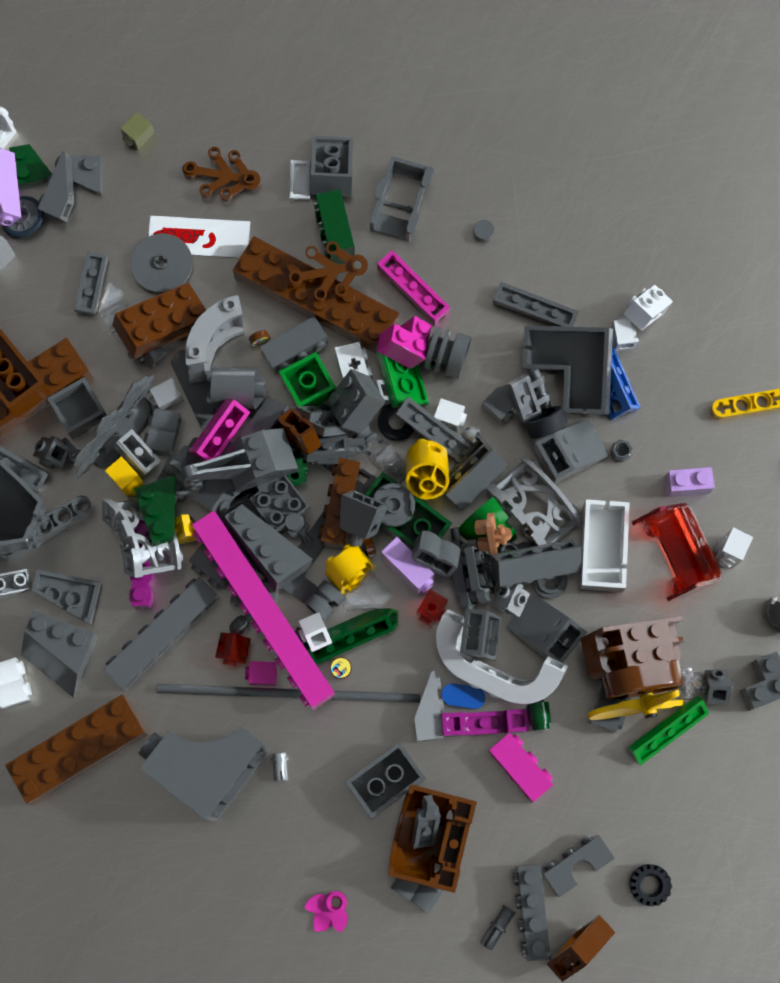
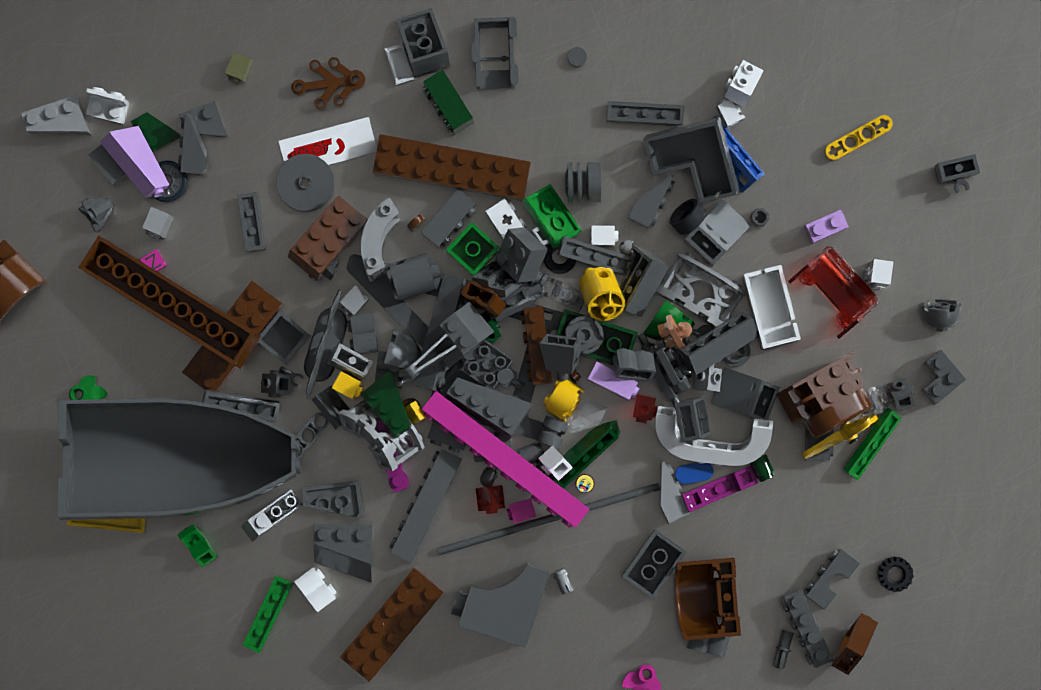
camera: 15 degrees left, 10 degrees up
(97, 489) = (330, 405): none -> dark grey plate
(111, 304) = (280, 239): clear slope -> none
(219, 430) = (416, 322): dark pink brick -> none
(294, 614) = (531, 452): none -> dark grey brick
(330, 270) = (459, 145): reddish brown plant -> none
(406, 342) = (547, 187): dark pink brick -> none
(413, 287) = (533, 131): dark pink piece -> none
(426, 824) = (699, 589): dark grey hinge -> none
(521, 767) = (761, 514): dark pink brick -> none
(524, 395) = (663, 202): flat silver plate -> none

